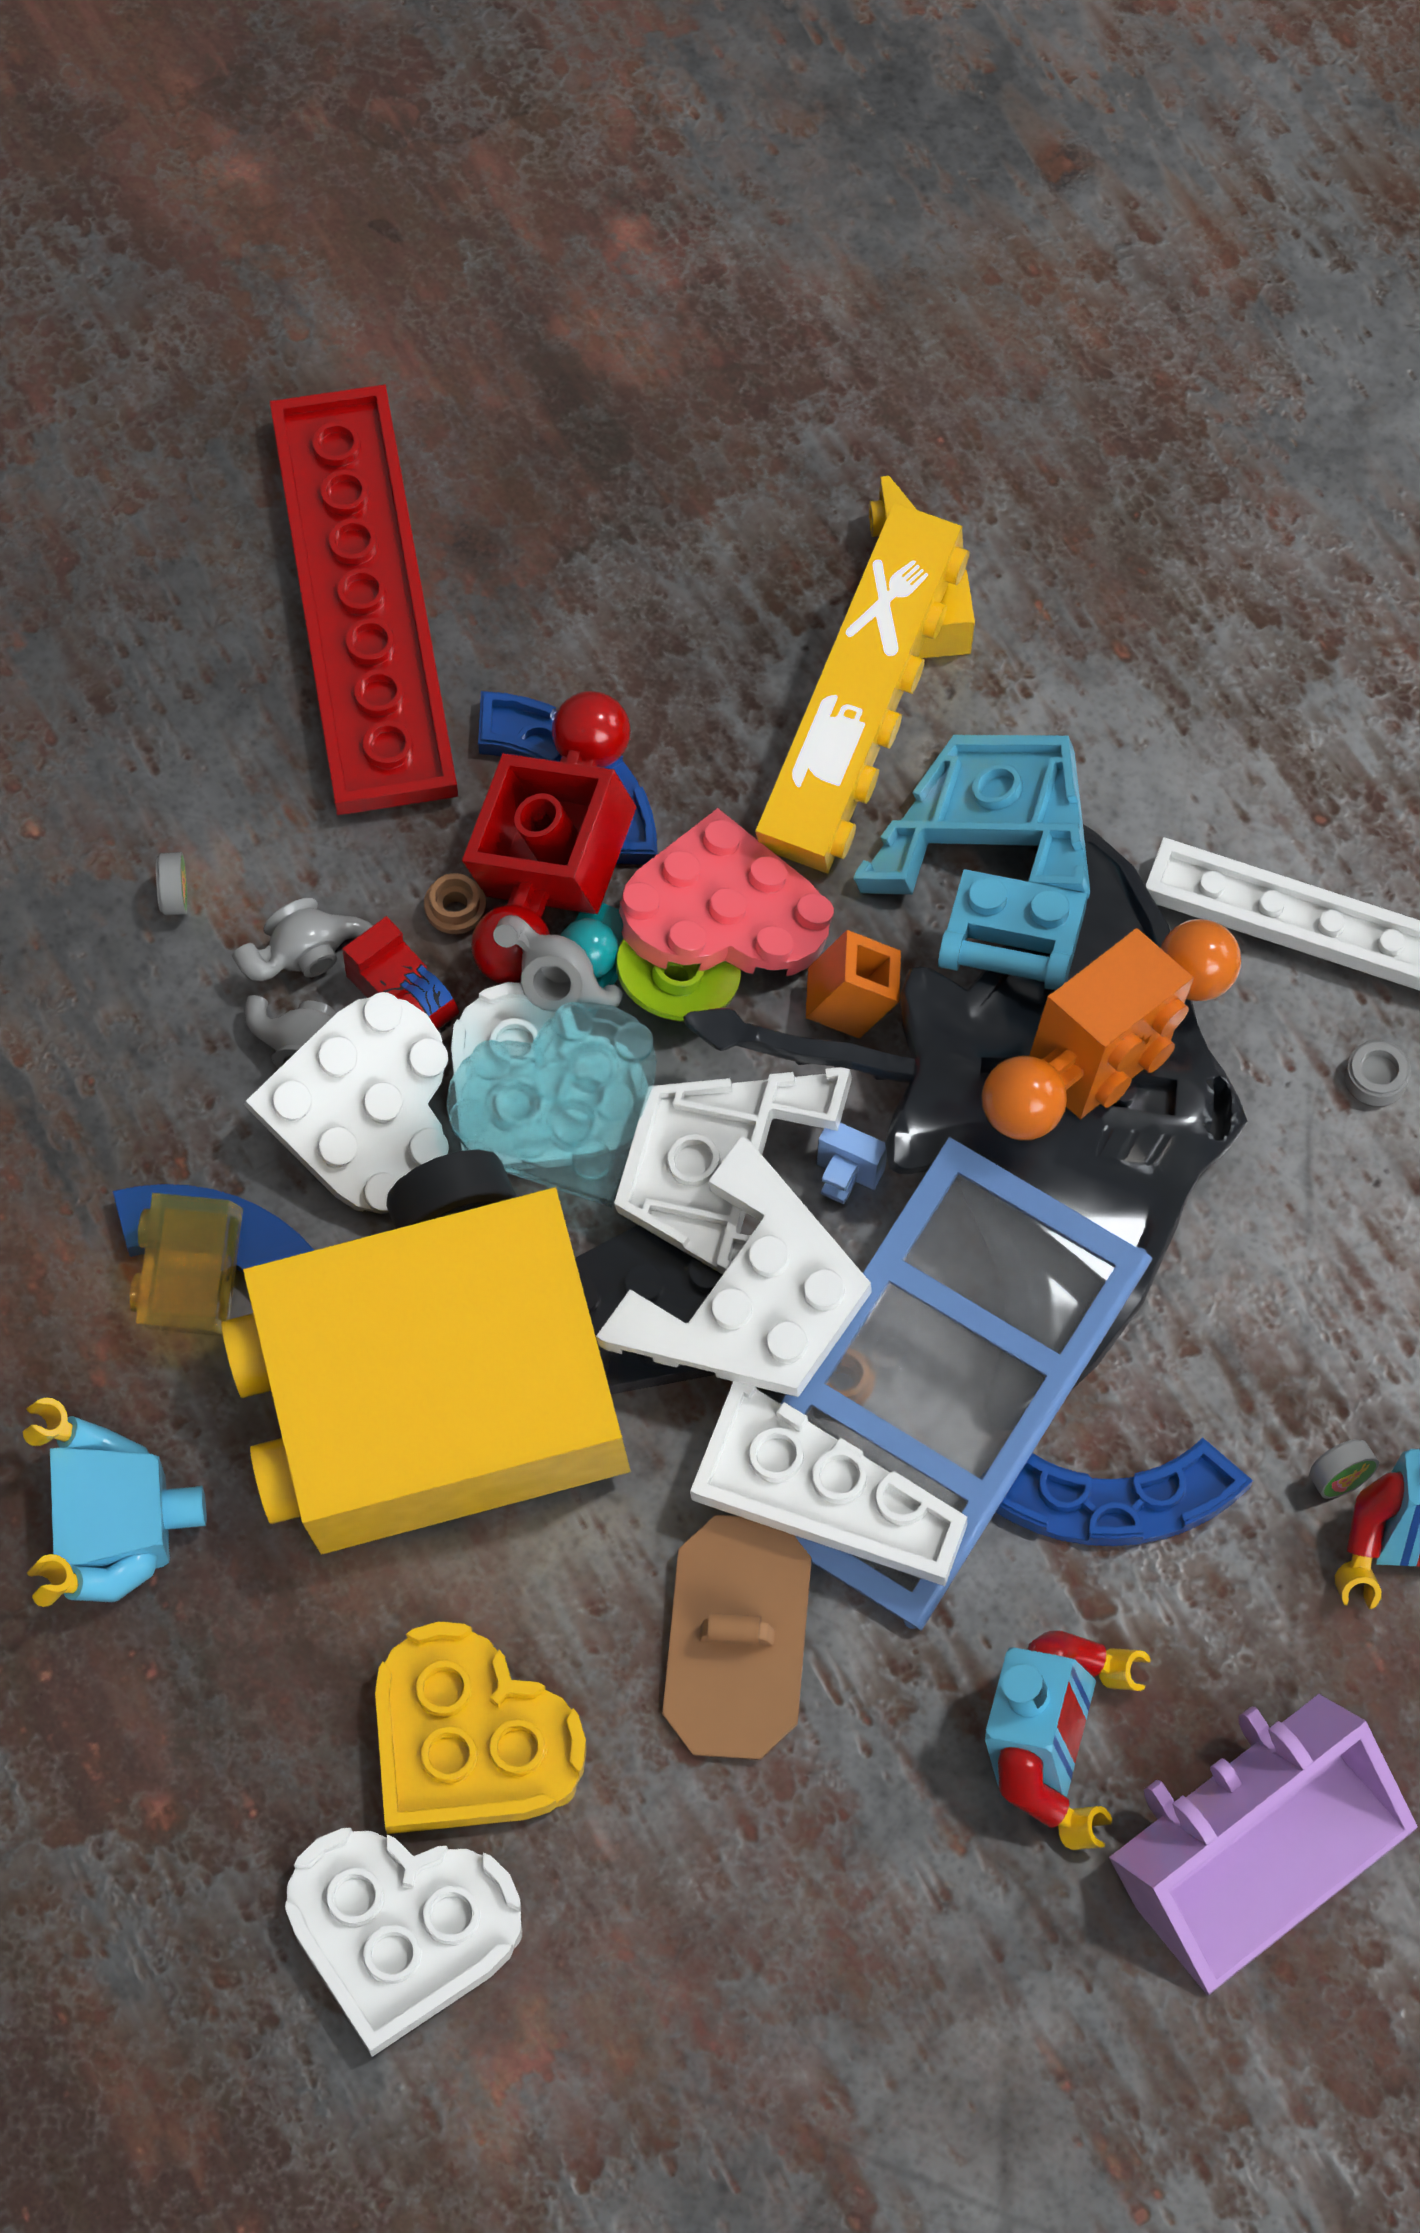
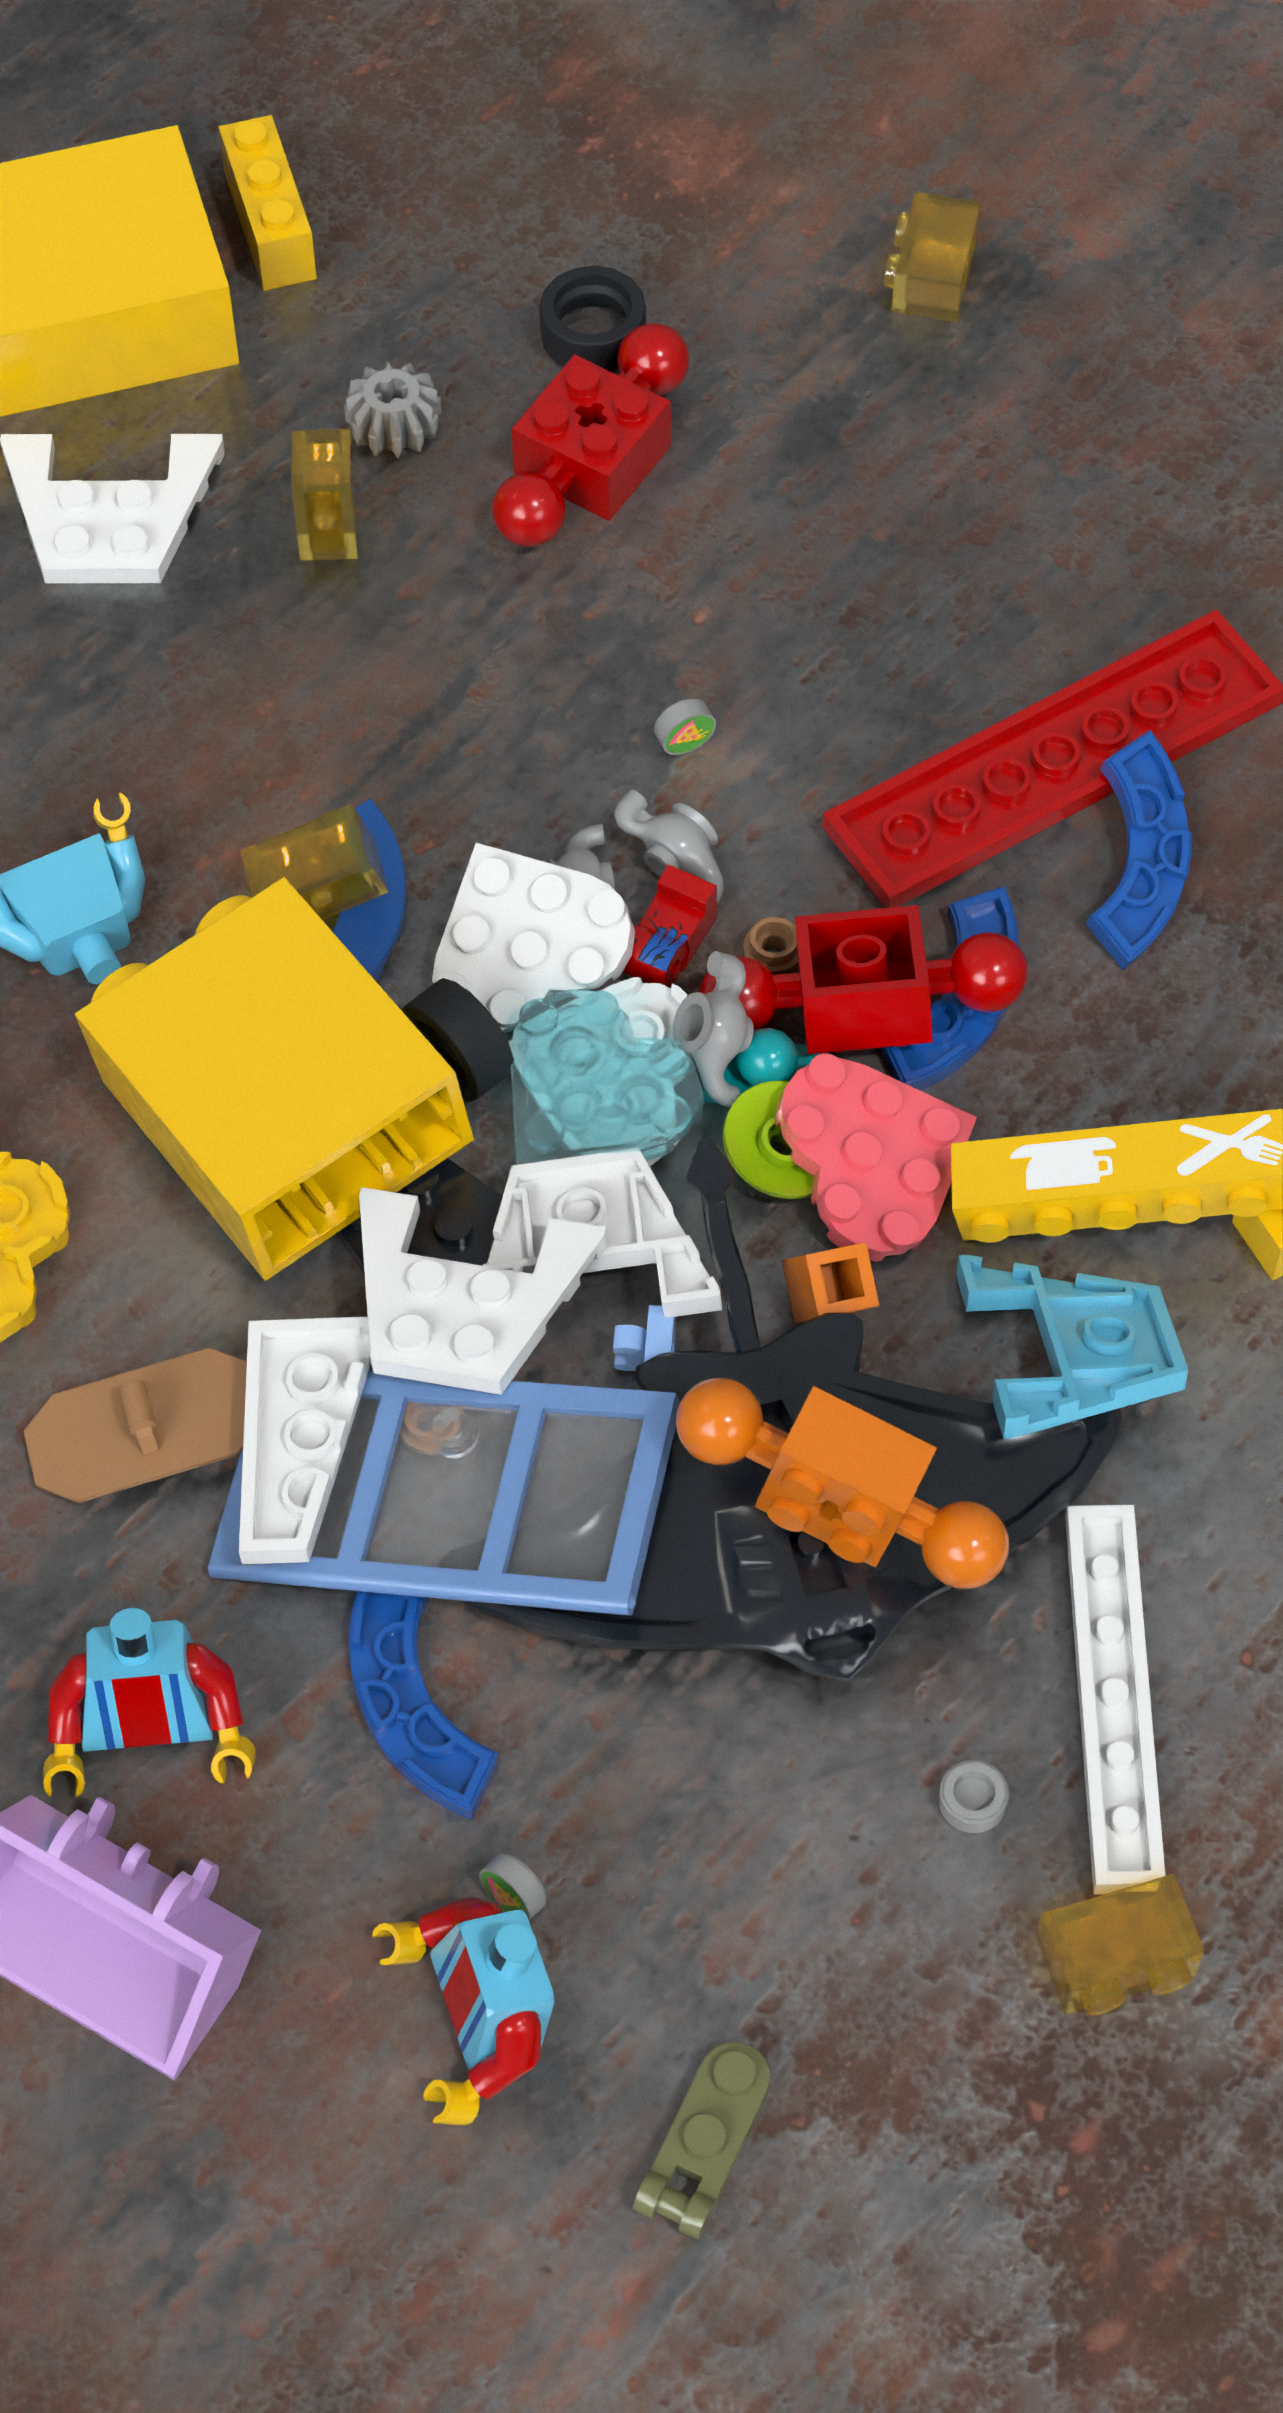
camera: 70 degrees right, 5 degrees down
(505, 555) = (1156, 850): none -> blue tile
(1015, 916) = (954, 1380): medium azure plate -> none

